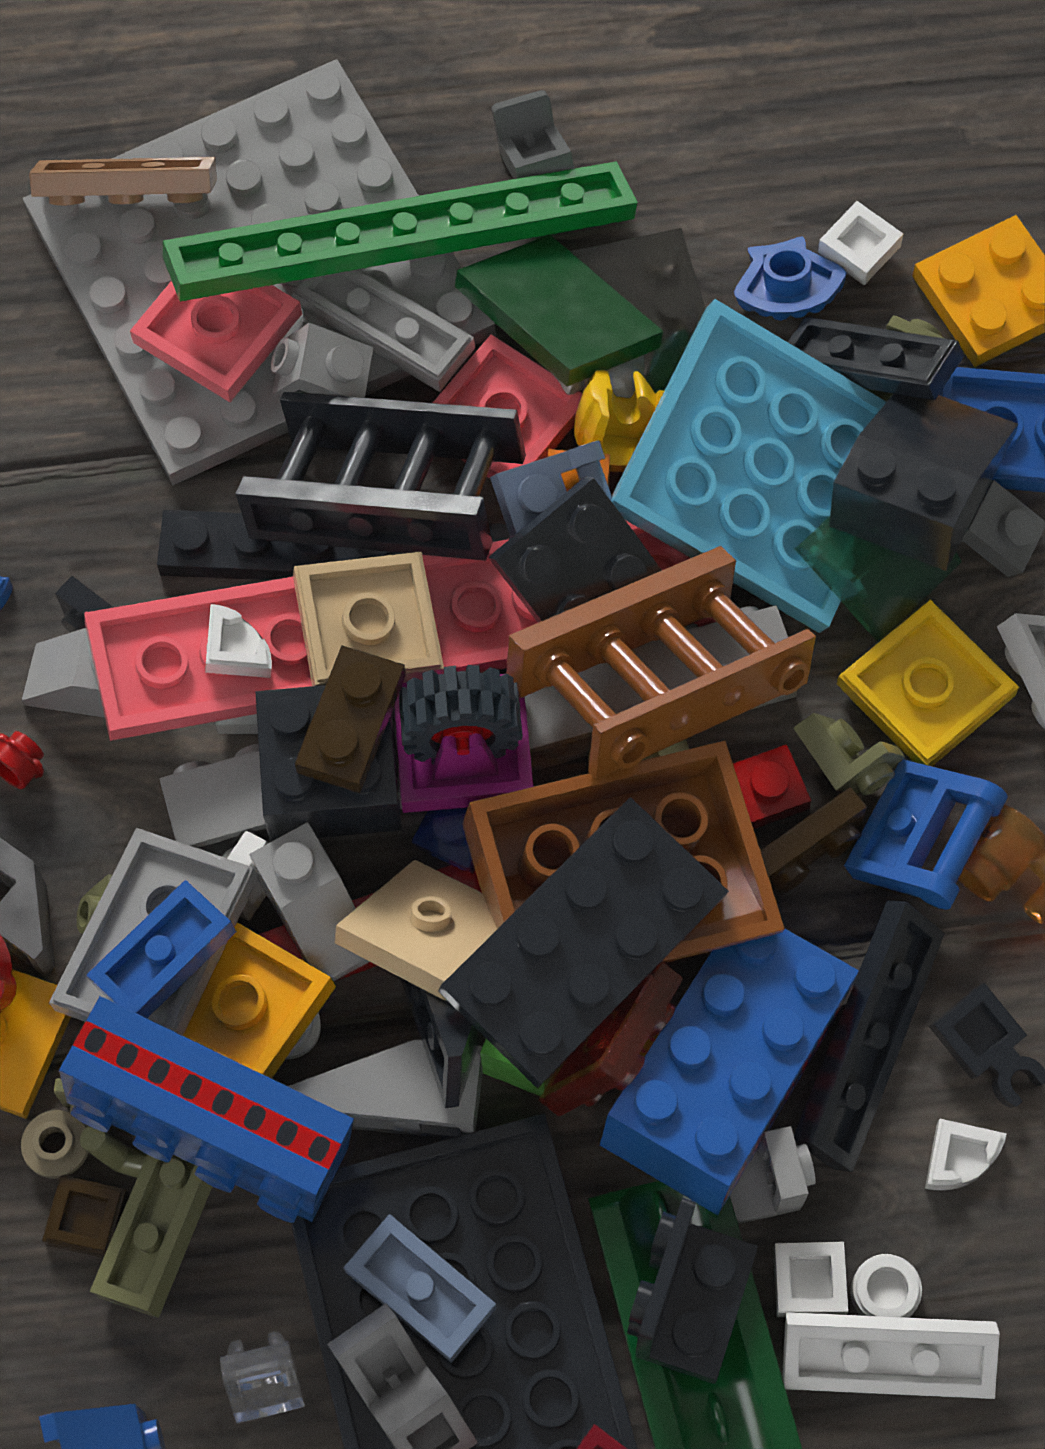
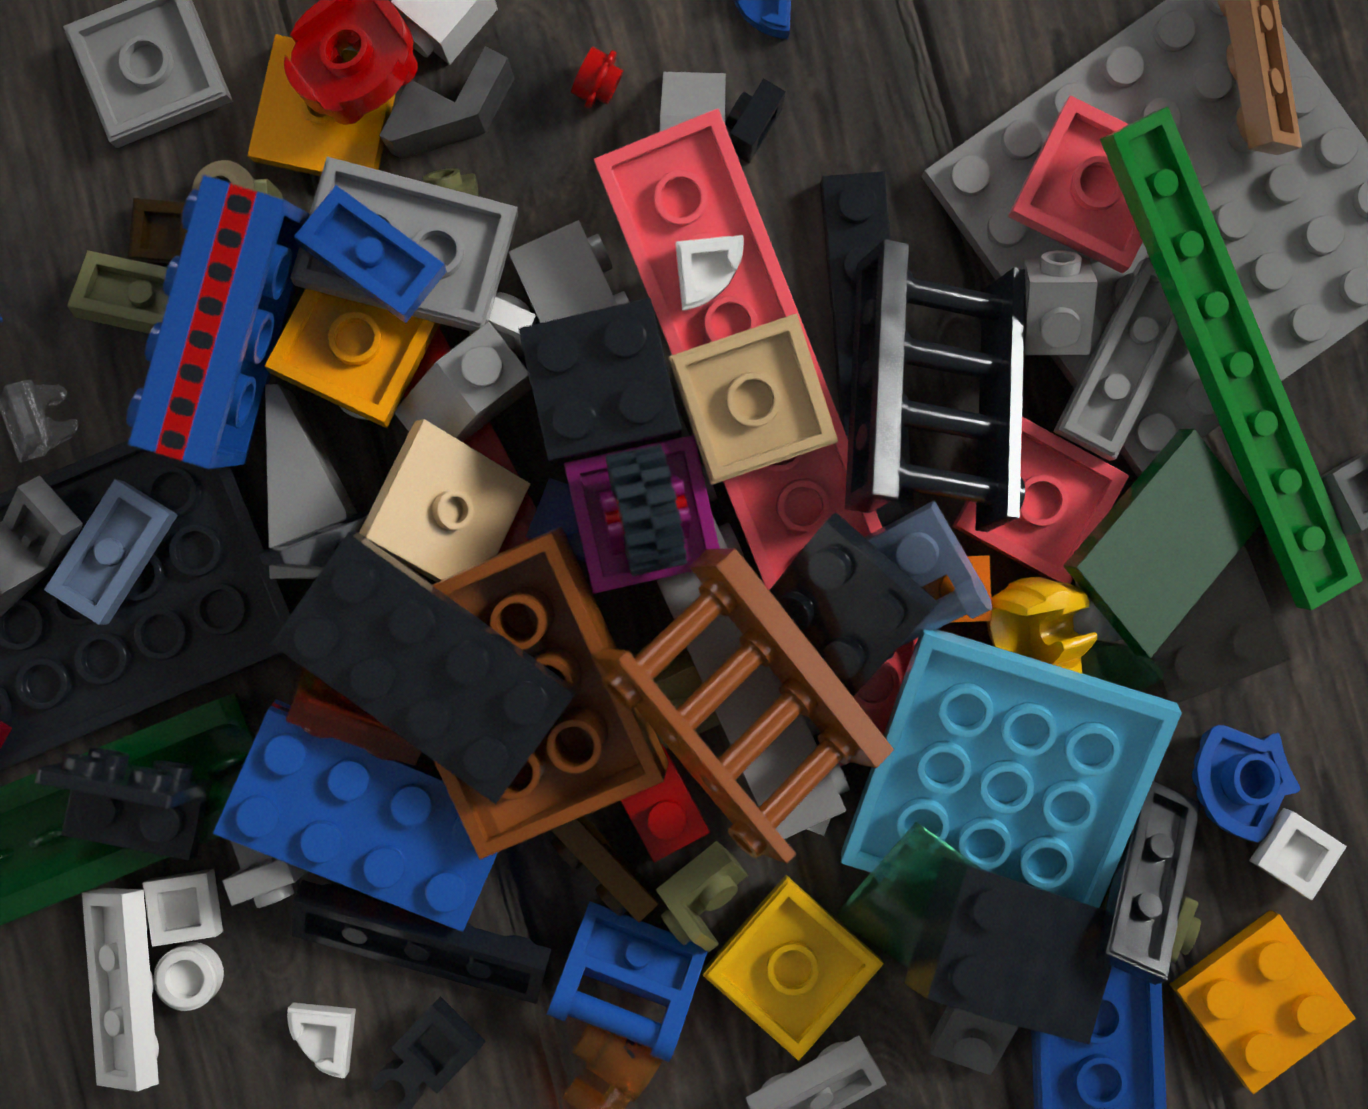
camera: 80 degrees right, 20 degrees up
(350, 719) = (621, 399): dark brown plate -> none

